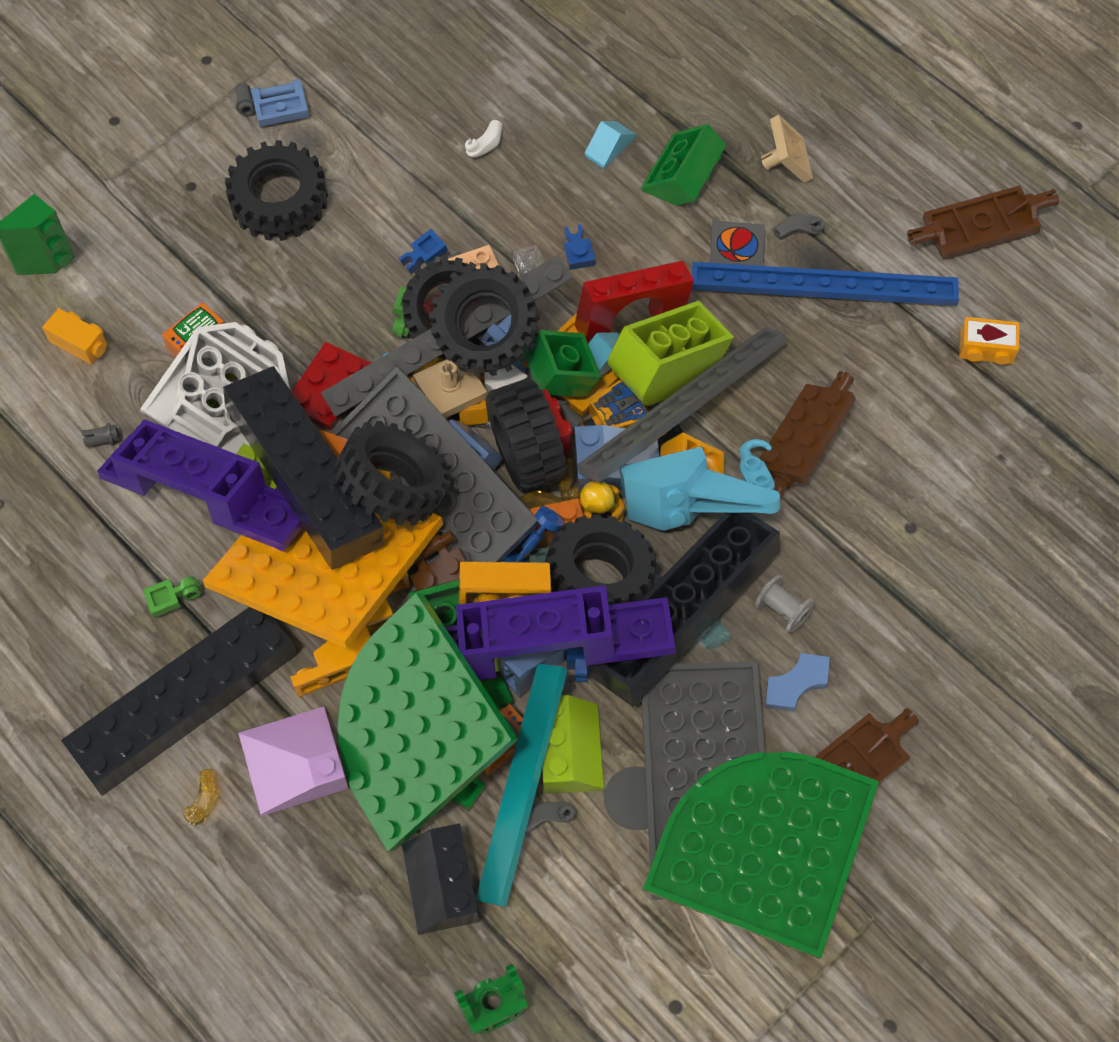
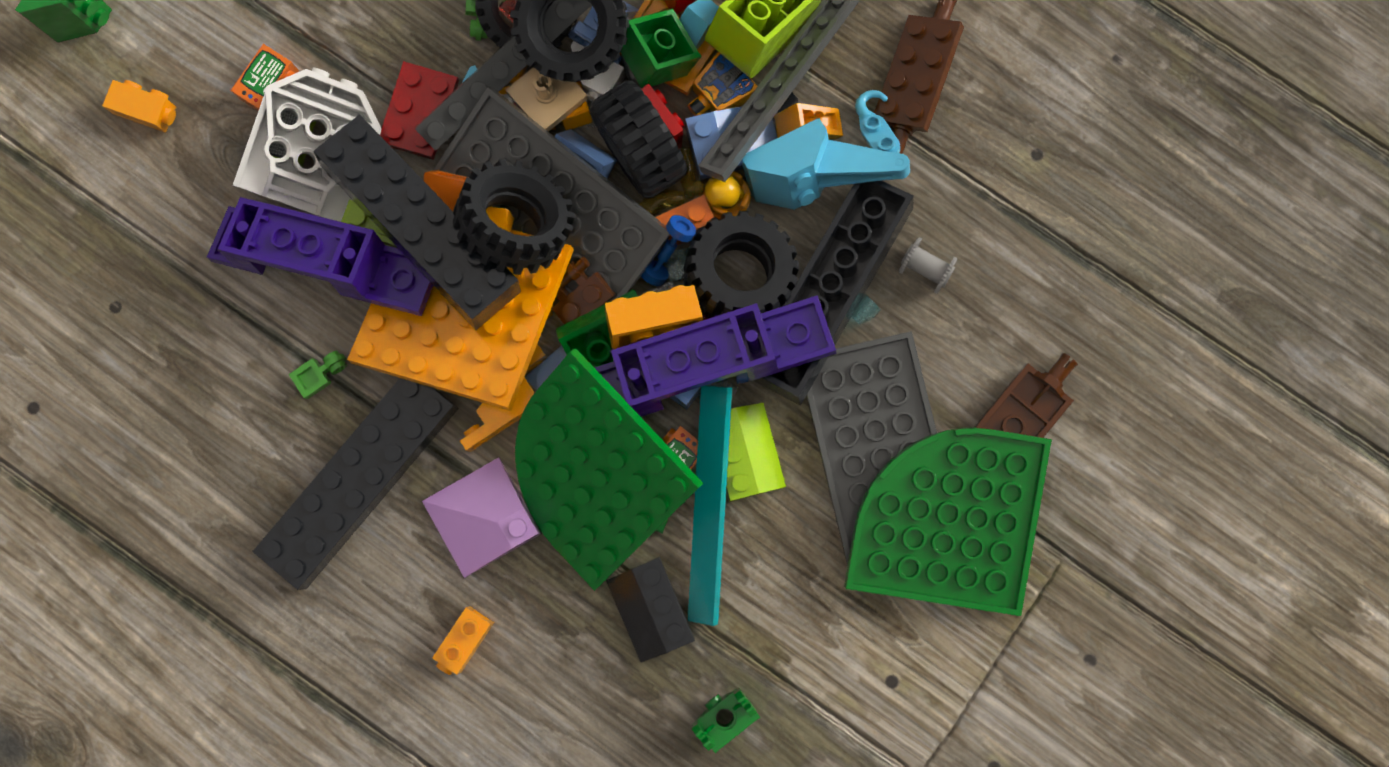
camera: 10 degrees left, 20 degrees up
(101, 435) = (199, 212): dark grey pin -> none
(206, 799) = (408, 574): clear yellow arm -> none
(242, 873) = (462, 641): none -> light orange brick
(498, 692) = (664, 418): green tile -> none
(549, 812) = (741, 521): dark grey arm -> none
(569, 414) = (674, 99): dark grey pin -> none
(626, 798) = (809, 490): dark grey sticker -> none
(808, 674) = (962, 330): medium blue tile -> none

